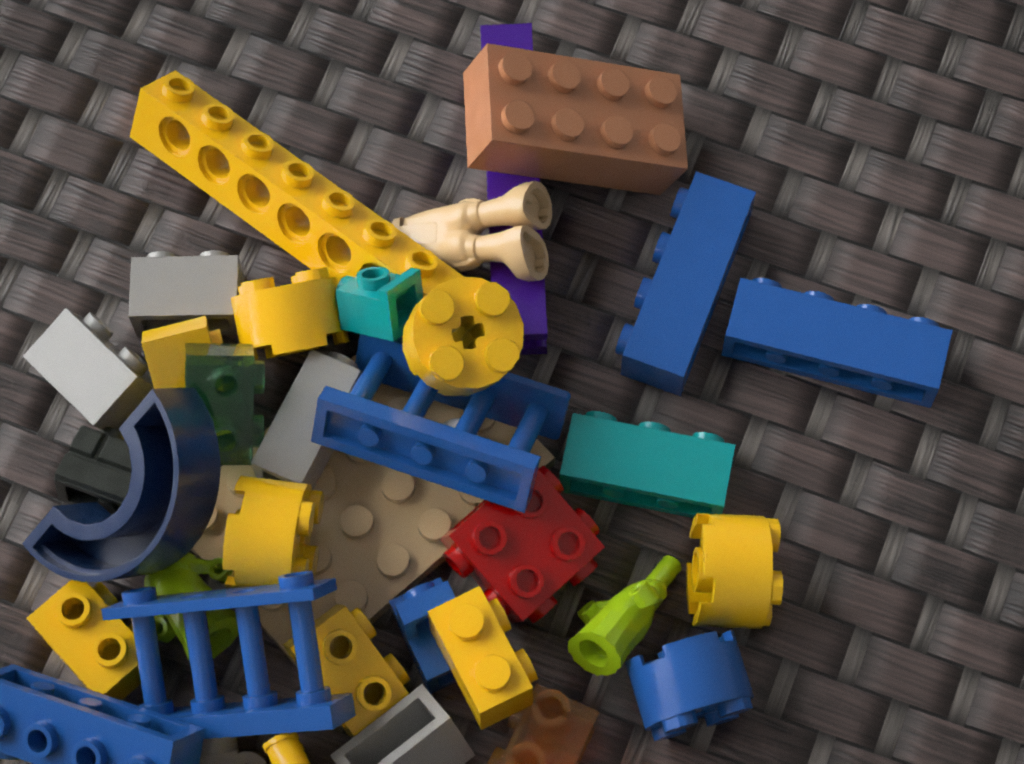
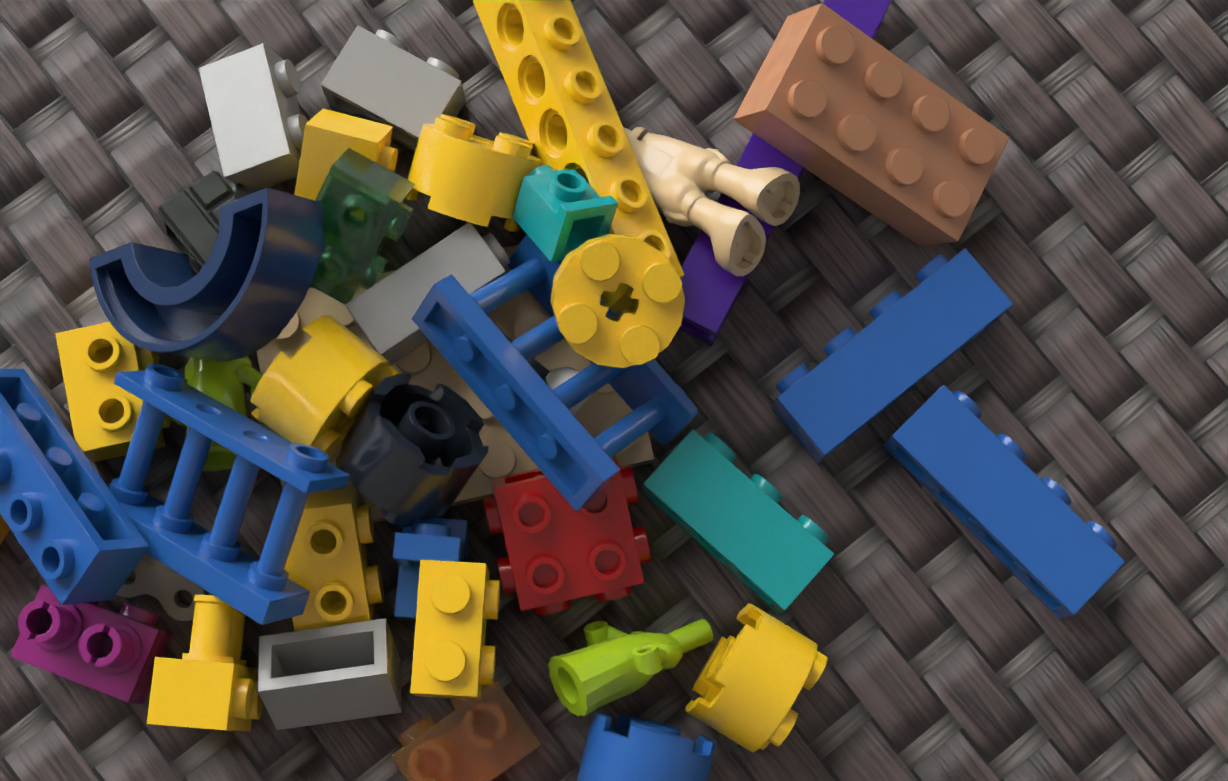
camera: 25 degrees right, 10 degrees up
(370, 539) = (412, 449): none -> black brick

